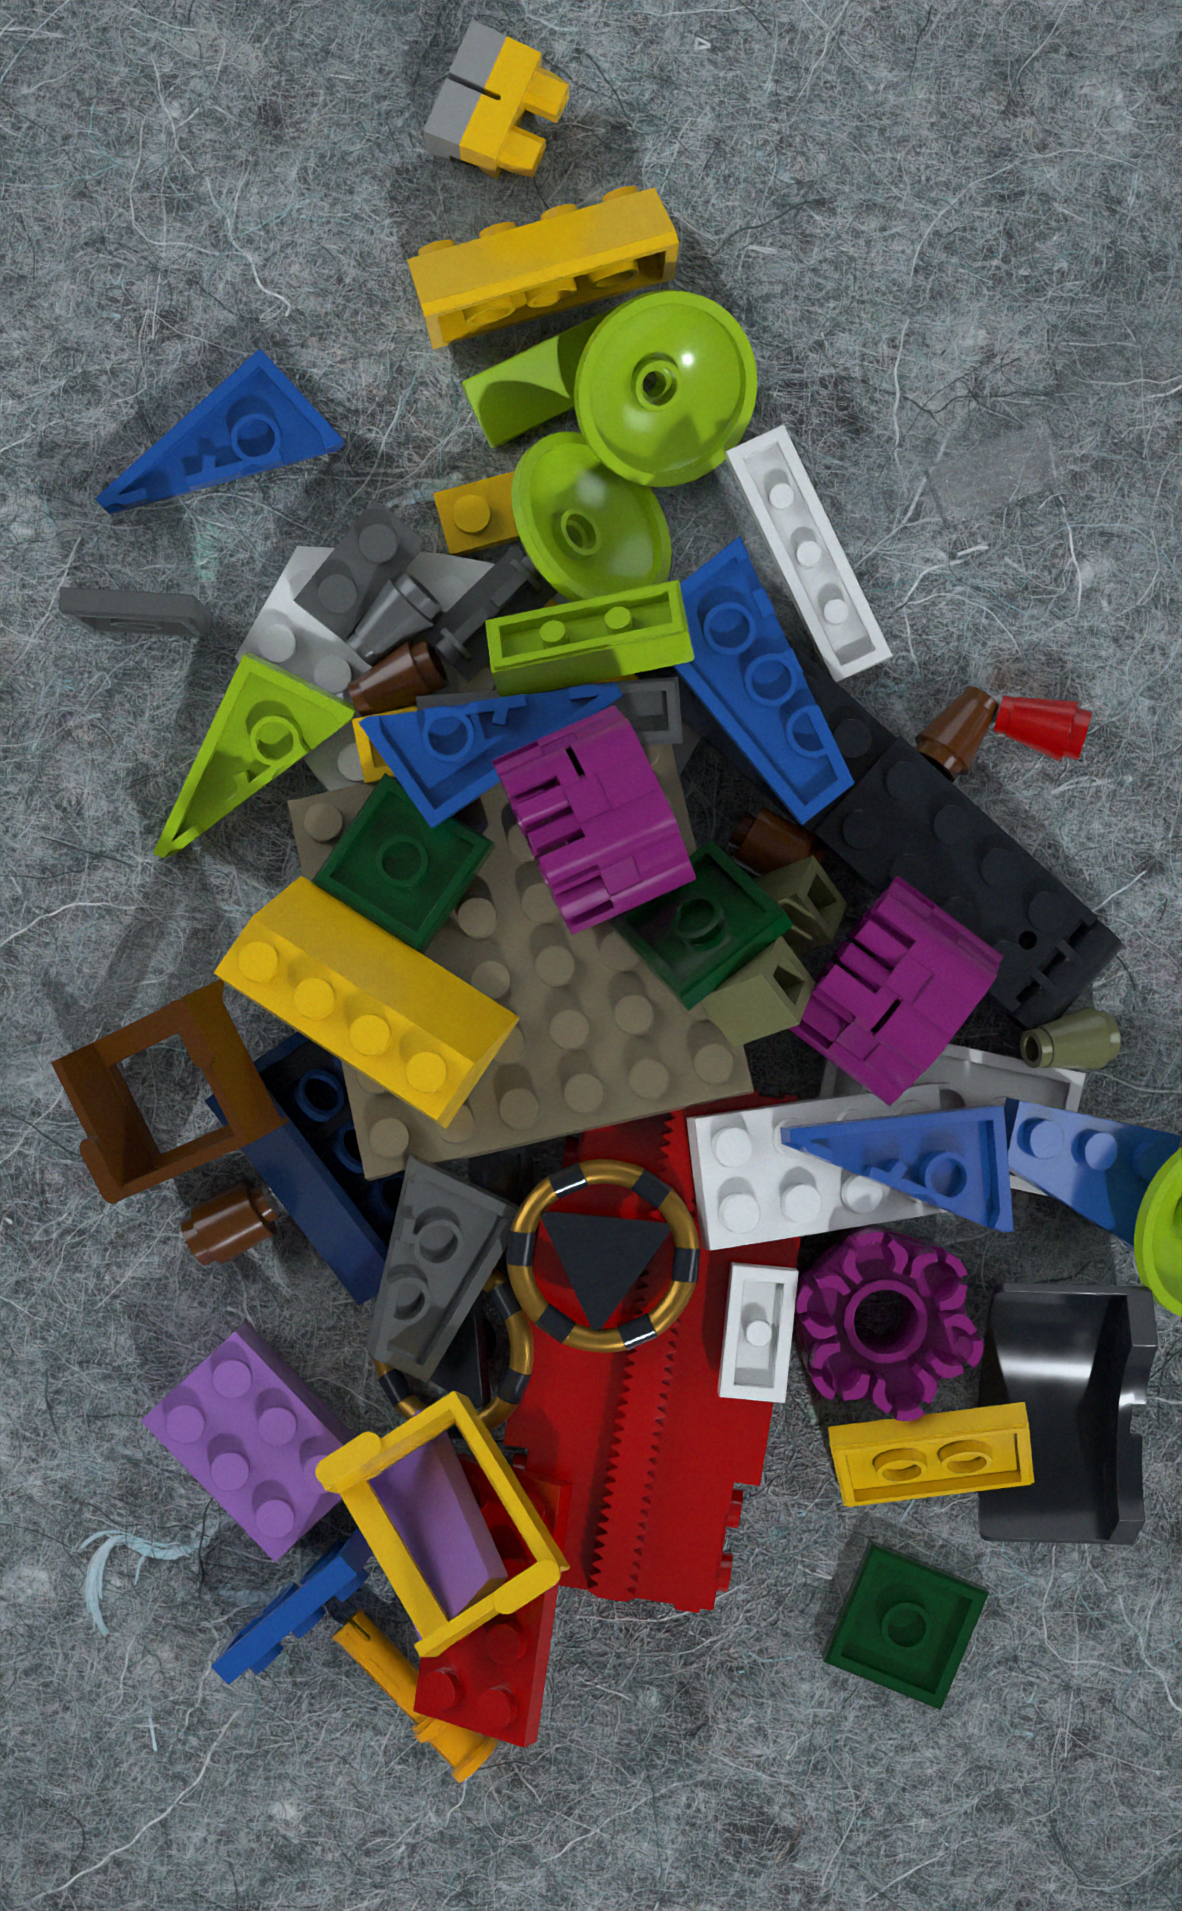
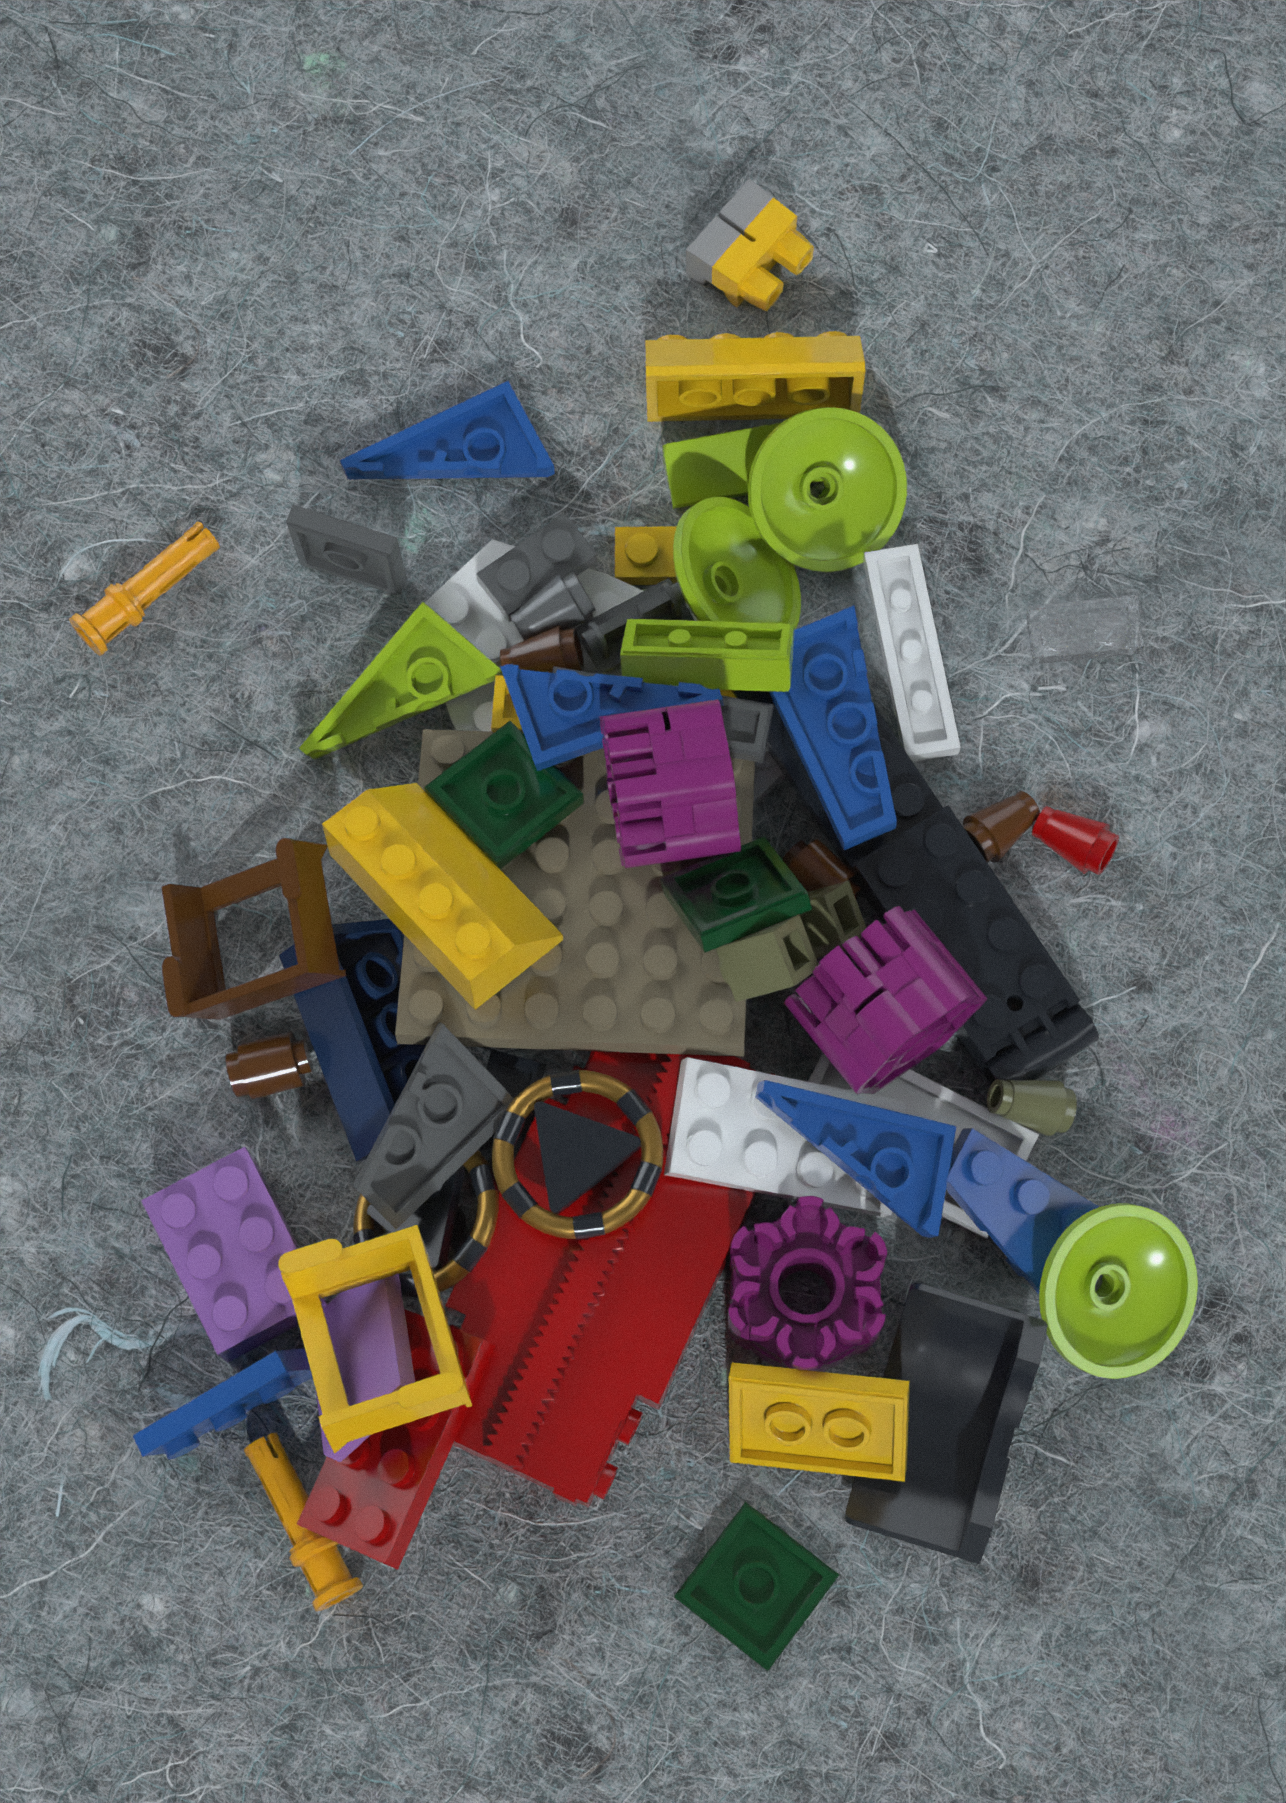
camera: 15 degrees right, 15 degrees down
(757, 1332) = (692, 1260): white plate -> none

